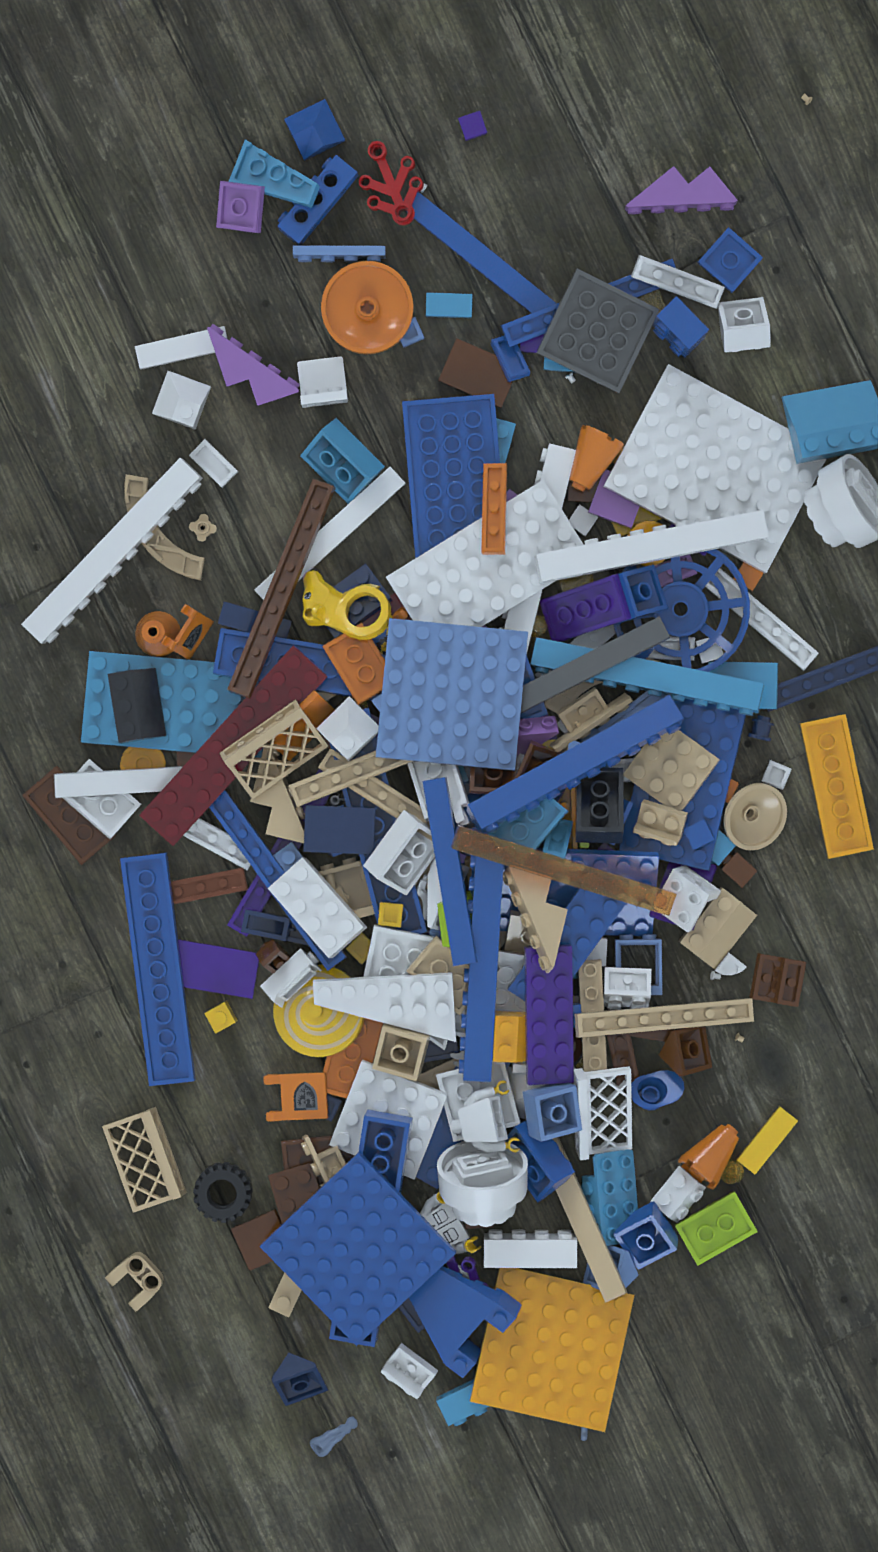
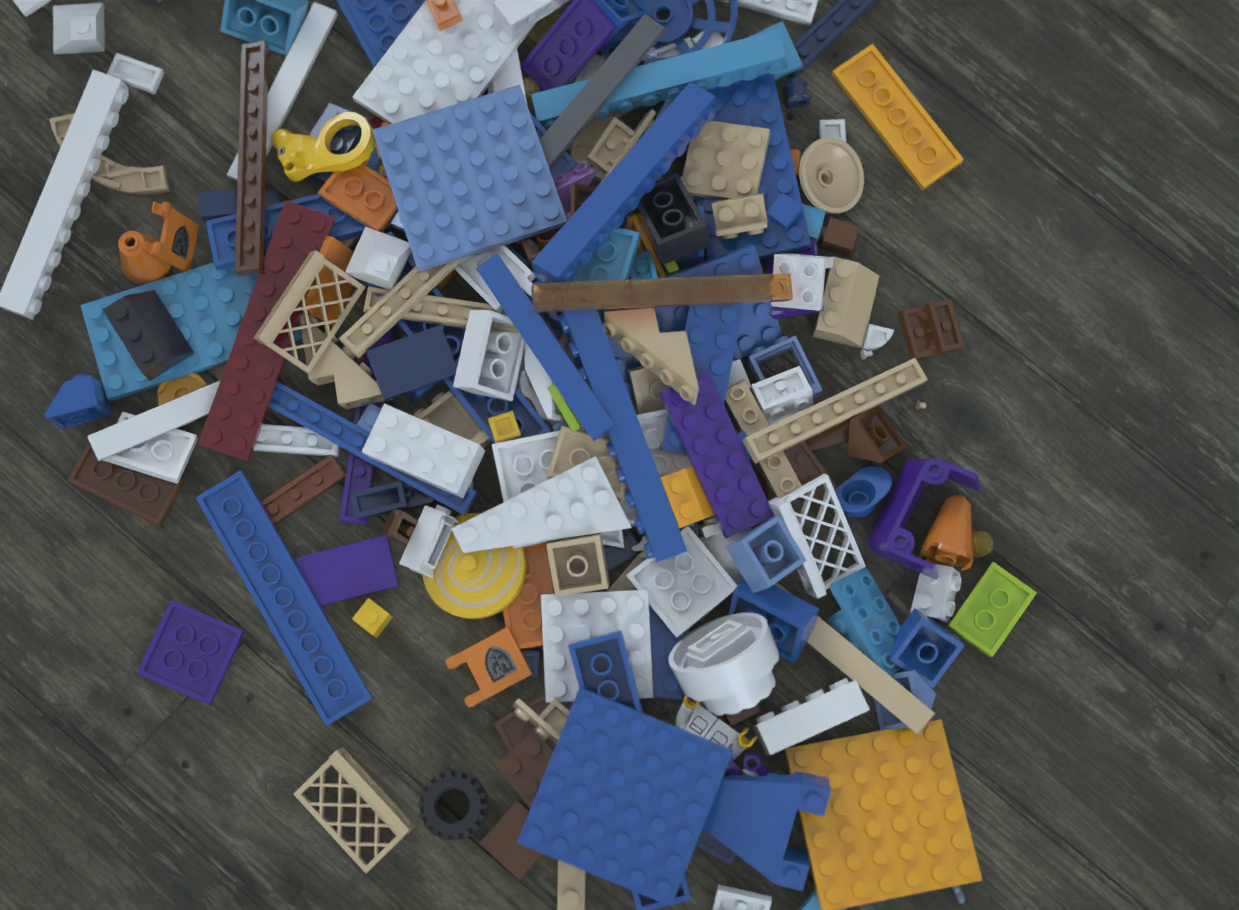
camera: 25 degrees left, 10 degrees down
(59, 738) = (79, 402): none -> blue slope
(66, 979) = (190, 652): none -> dark purple plate
(202, 521) = (150, 144): tan plate -> none
(359, 948) = (489, 485): yellow tile -> none
(483, 1121) = (698, 597): white torso -> none
(659, 1132) = (888, 534): none -> dark purple windscreen
(767, 1140) = (999, 495): yellow tile -> none

